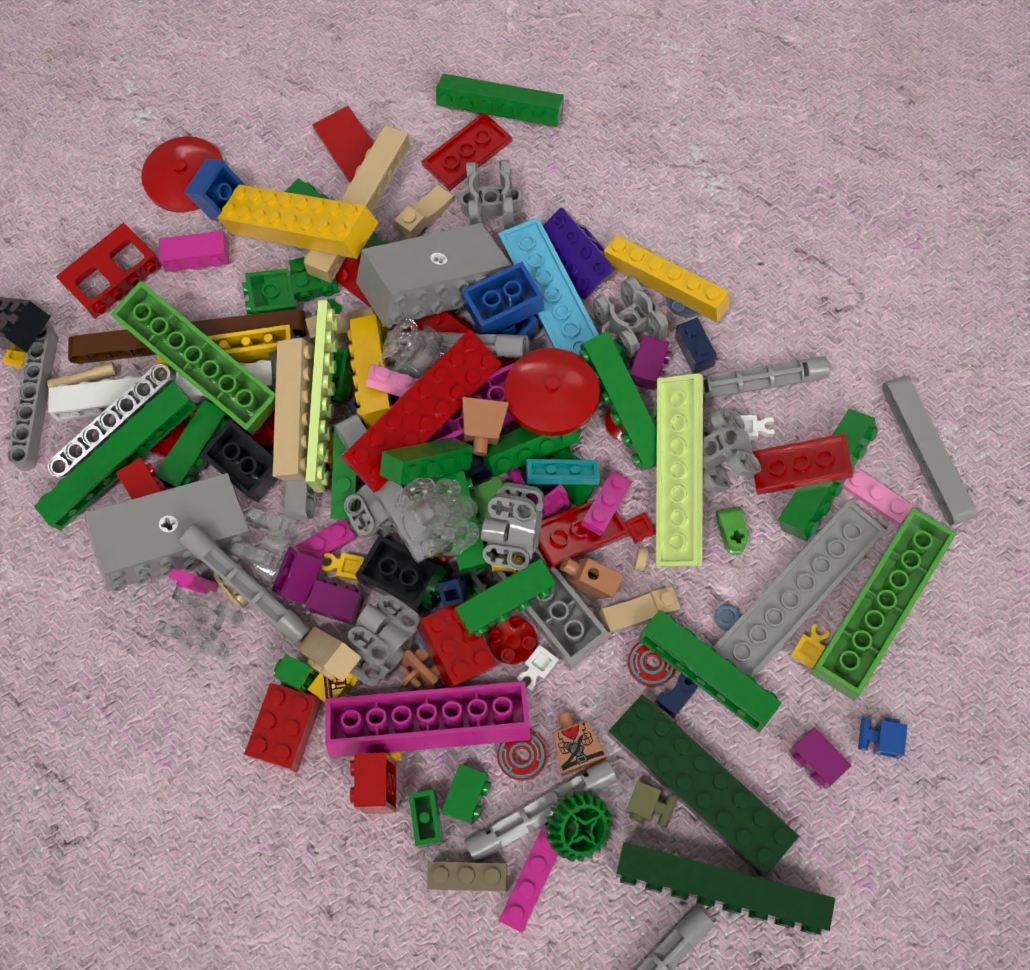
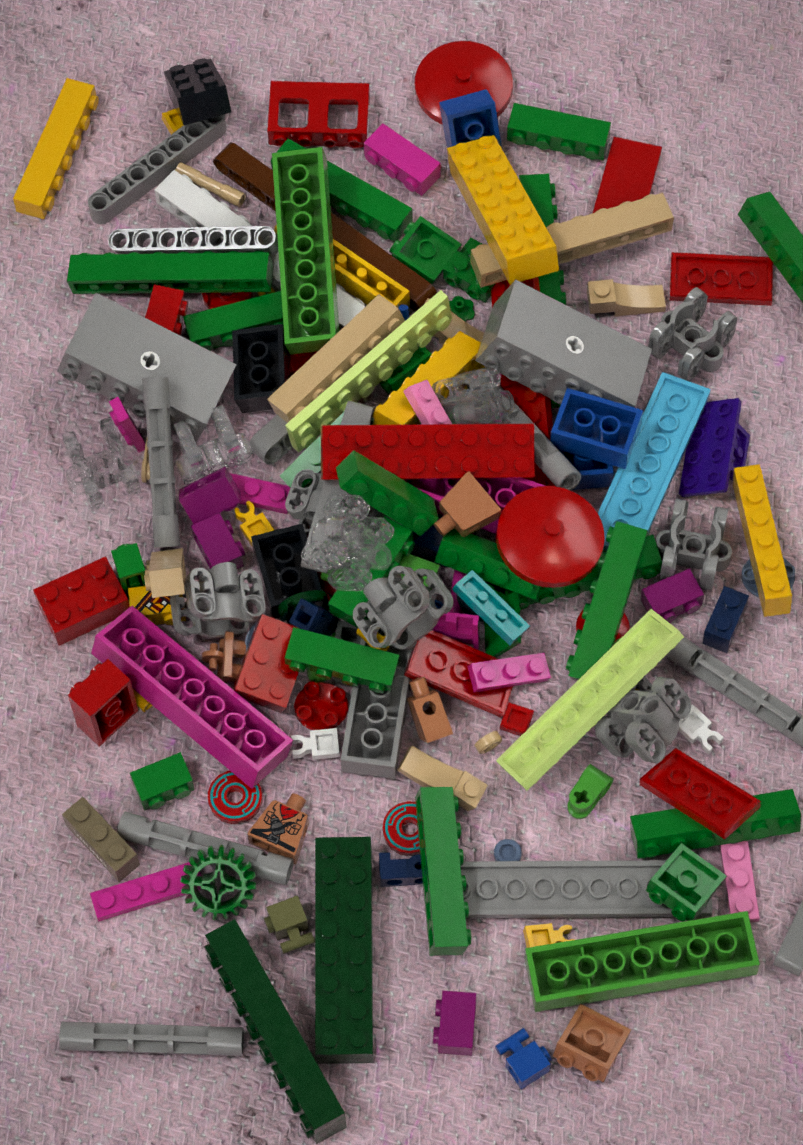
camera: 40 degrees right, 5 degrees down
(194, 298) = (363, 201): none -> green brick
(275, 150) = (558, 131): none -> green brick
(426, 818) = (114, 767): green brick -> none
(858, 528) = (685, 883): none -> green plate
(911, 685) = (591, 1043): none -> nougat plate

